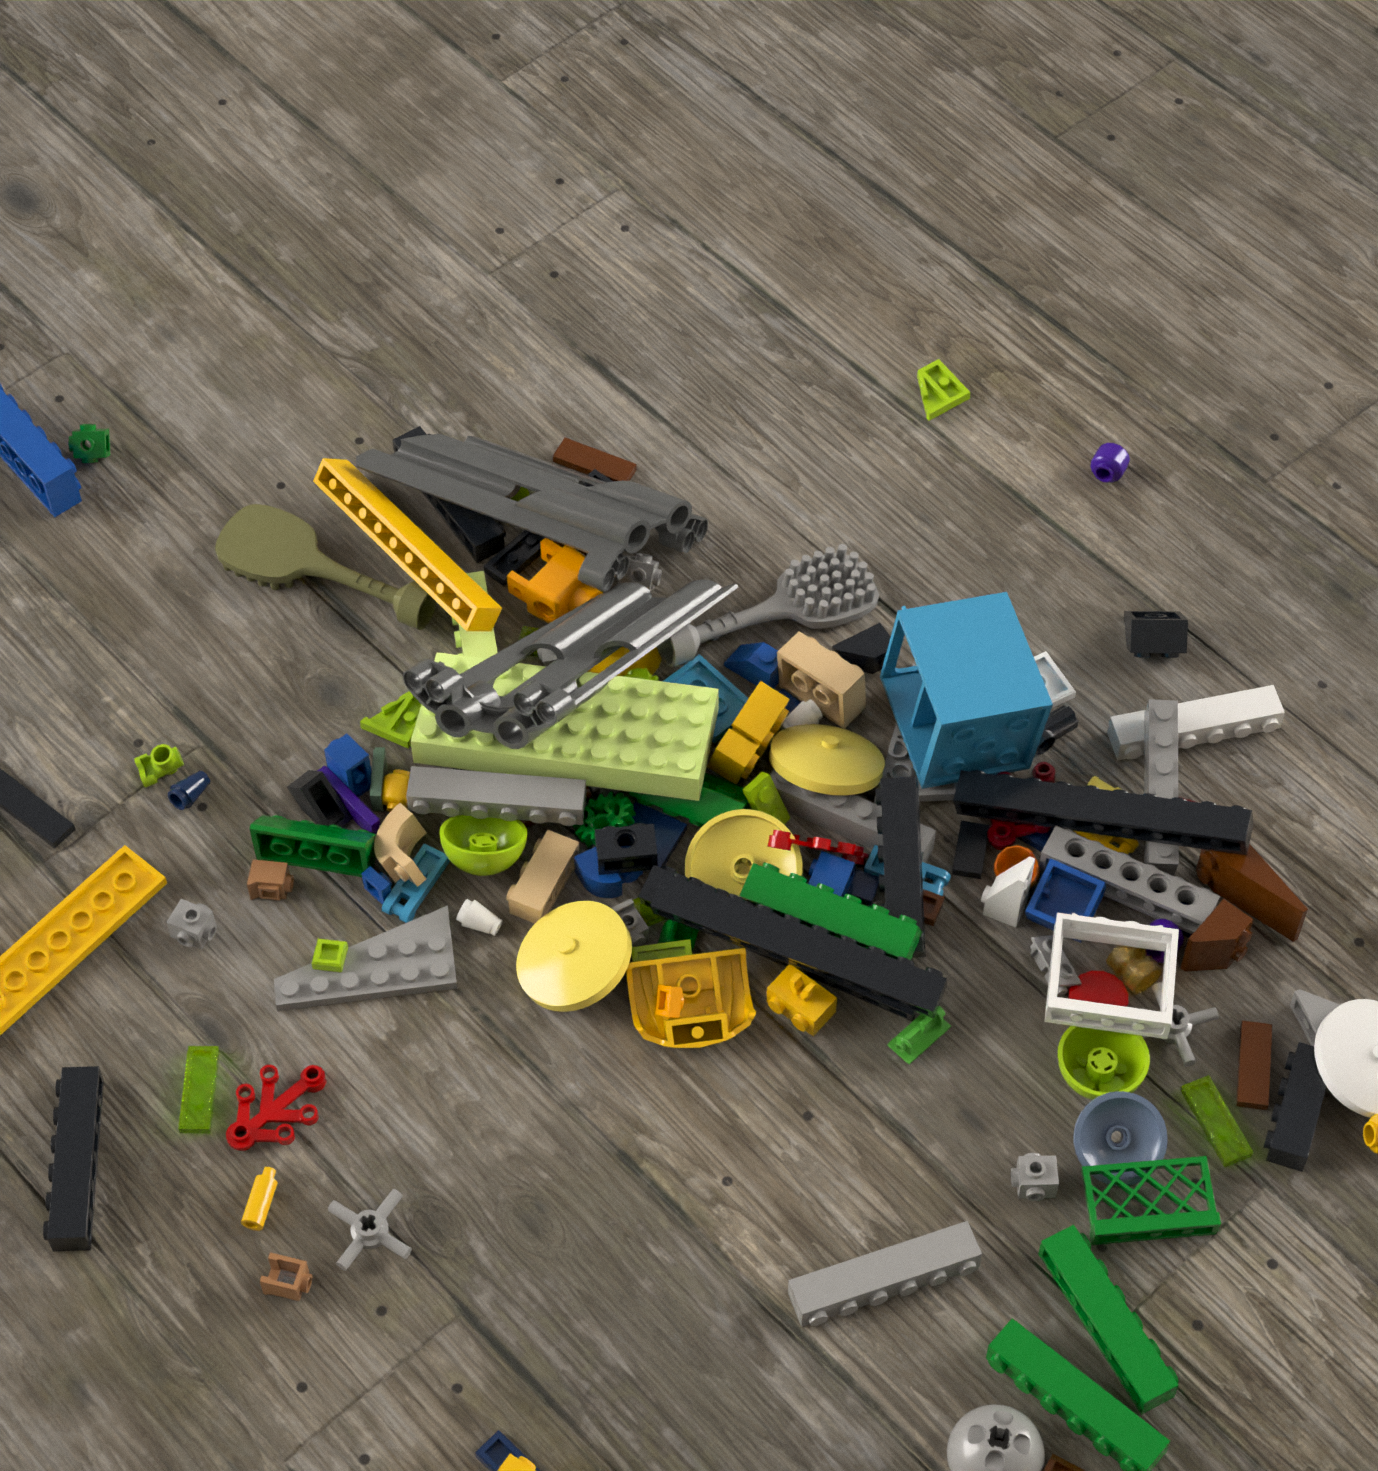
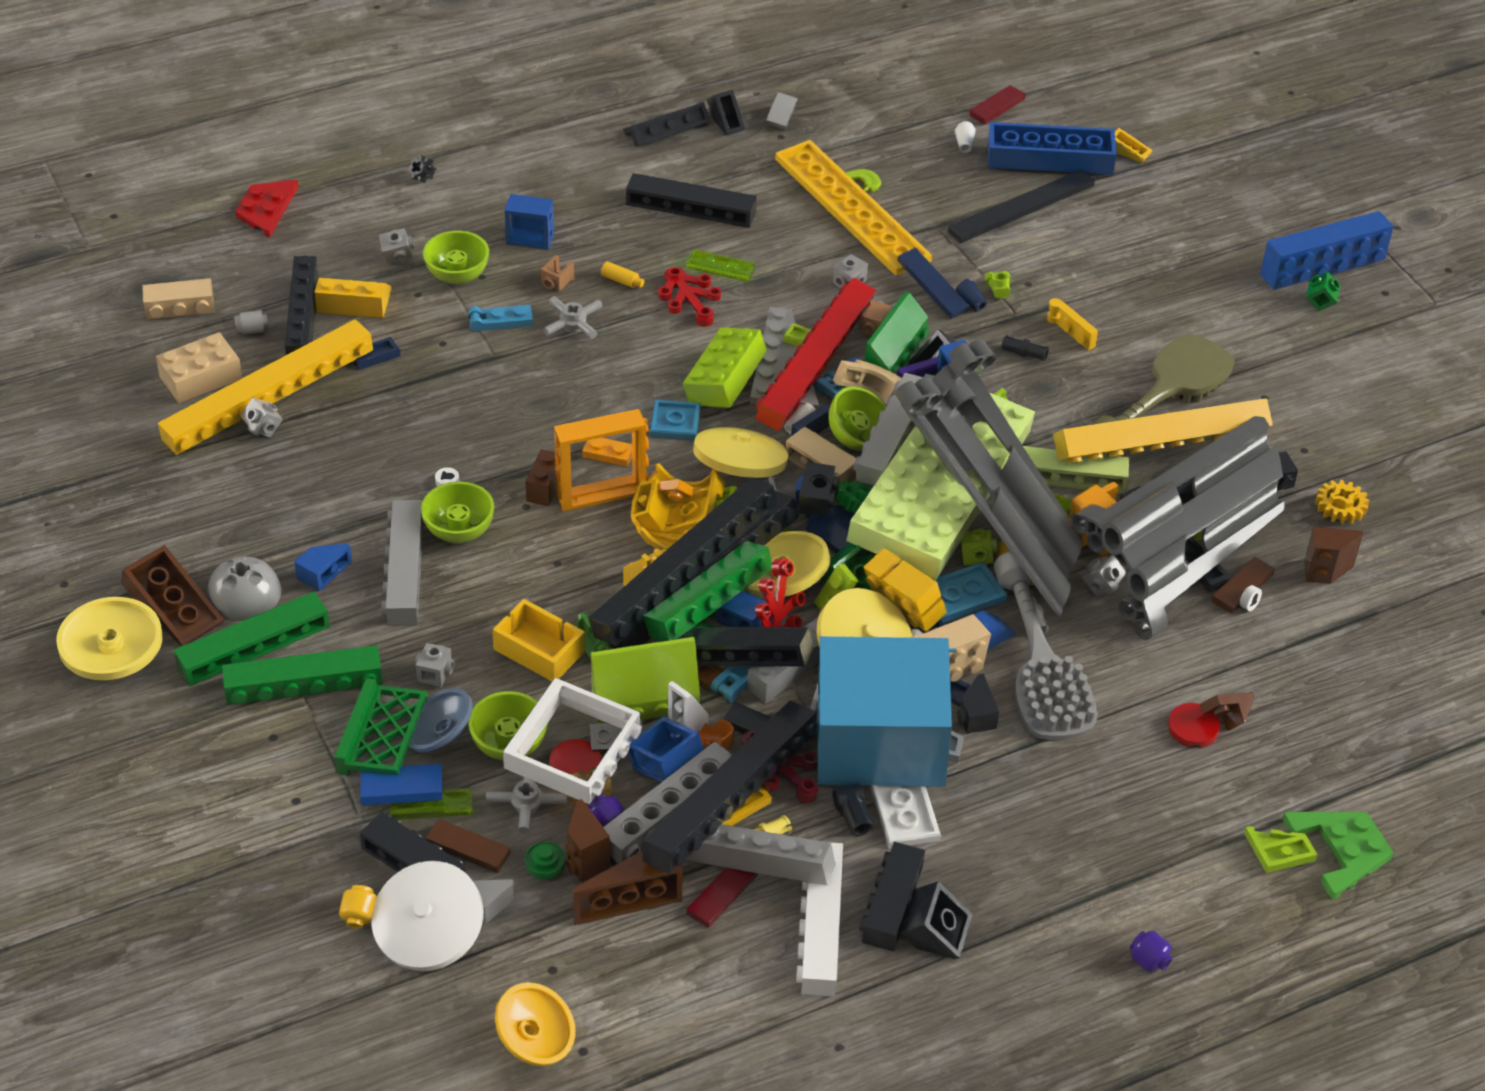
camera: 105 degrees right, 10 degrees down
(180, 833) = (933, 283): none -> dark blue tile
(193, 1339) = (530, 221): none -> blue piece
(217, 675) = (1072, 323): none -> yellow plate
(273, 716) = (1025, 348): none -> black pin
(296, 1392) = (456, 256): none -> lime piece
(366, 919) = (814, 355): none -> red brick
(387, 1325) = (500, 317): none -> dark azure plate
(423, 1013) = (725, 367): none -> lime brick
(443, 392) = (1342, 502): none -> yellow gear
(494, 902) = (815, 421): none -> dark blue tile
(520, 1057) = (675, 420): none -> dark azure tile
(543, 385) = (1331, 553): none -> reddish brown slope
(602, 1115) = (608, 451): none -> light orange plate
(618, 448) = (1250, 598): none -> white tile
(658, 1038) = (606, 490): none -> light orange window
(686, 1162) = (542, 479): none -> reddish brown brick
(718, 1283) = (446, 475): none -> white tile
(782, 443) = (1232, 707): none -> reddish brown slope
(797, 1211) = (457, 511): none -> lime piece
(808, 476) = (1192, 727): none -> red tile
(904, 340) = (1351, 839): none -> bright green wing
(927, 1367) = (322, 564): none -> blue slope
(957, 1076) = (535, 640): none -> yellow piece
(986, 947) = (641, 675): none -> lime slope
(1141, 670) = (893, 894): none -> black brick
(1212, 1134) = (412, 784): none -> blue tile
(1242, 982) = (545, 860): none -> green plate

